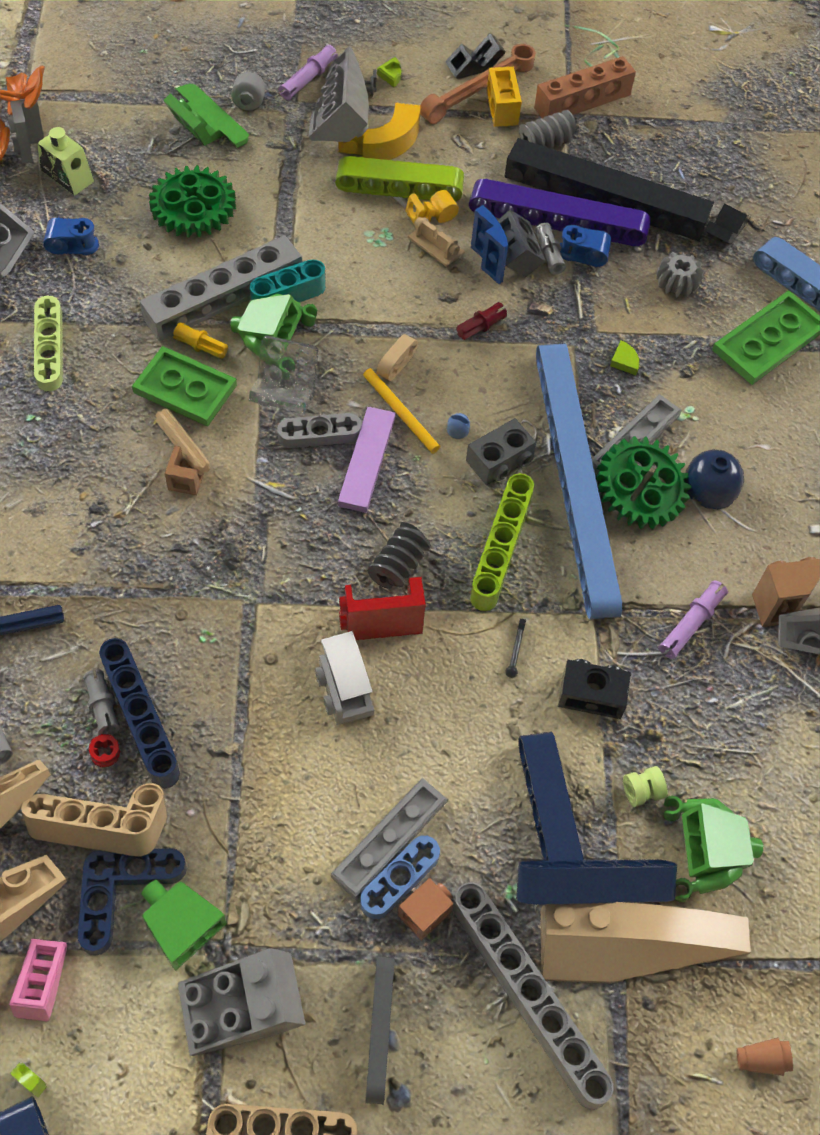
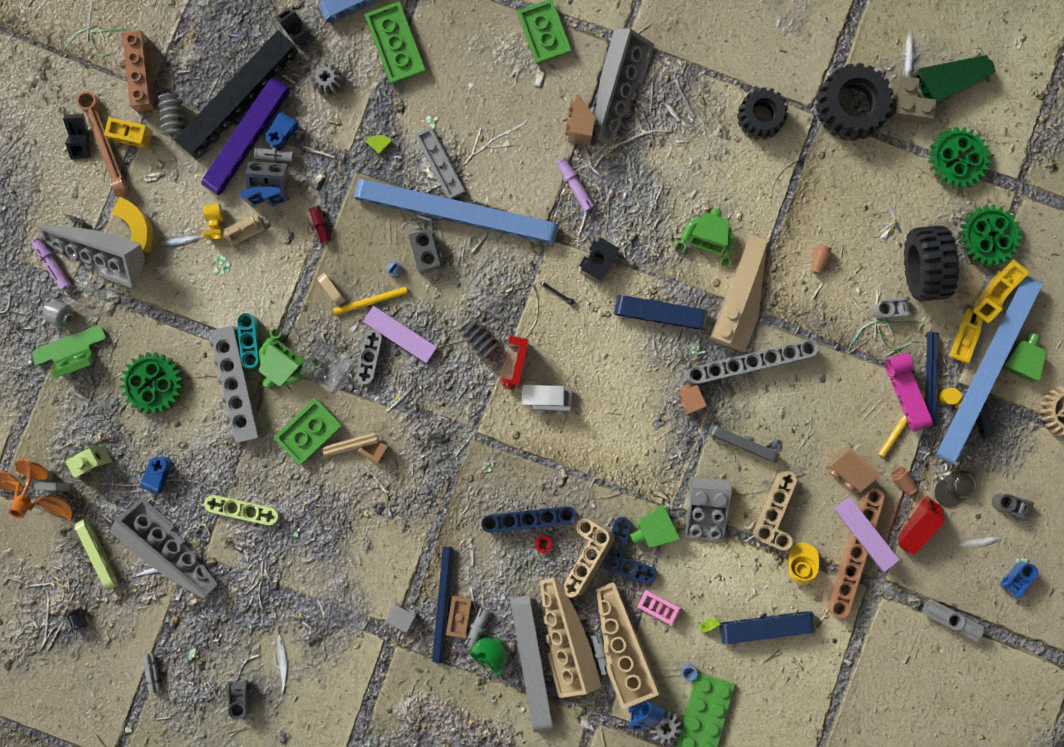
camera: 65 degrees left, 25 degrees up
(101, 702) = (514, 538): light grey pin -> none
(200, 340) = (274, 411): yellow axle -> none
(376, 888) = (660, 404): medium blue beam -> none
(388, 838) = (645, 404): light grey tile -> none
(390, 72) = (68, 203): lime tile -> none
(397, 178) = (178, 234): lime beam -> none
(497, 552) = (484, 266): lime beam -> none
(596, 881) = (712, 306): dark blue beam -> none
(621, 466) = (490, 165): green gear -> none
(645, 786) = (664, 256): yellowish green wheel -> none
(715, 479) = (486, 129): dark blue cylinder -> none

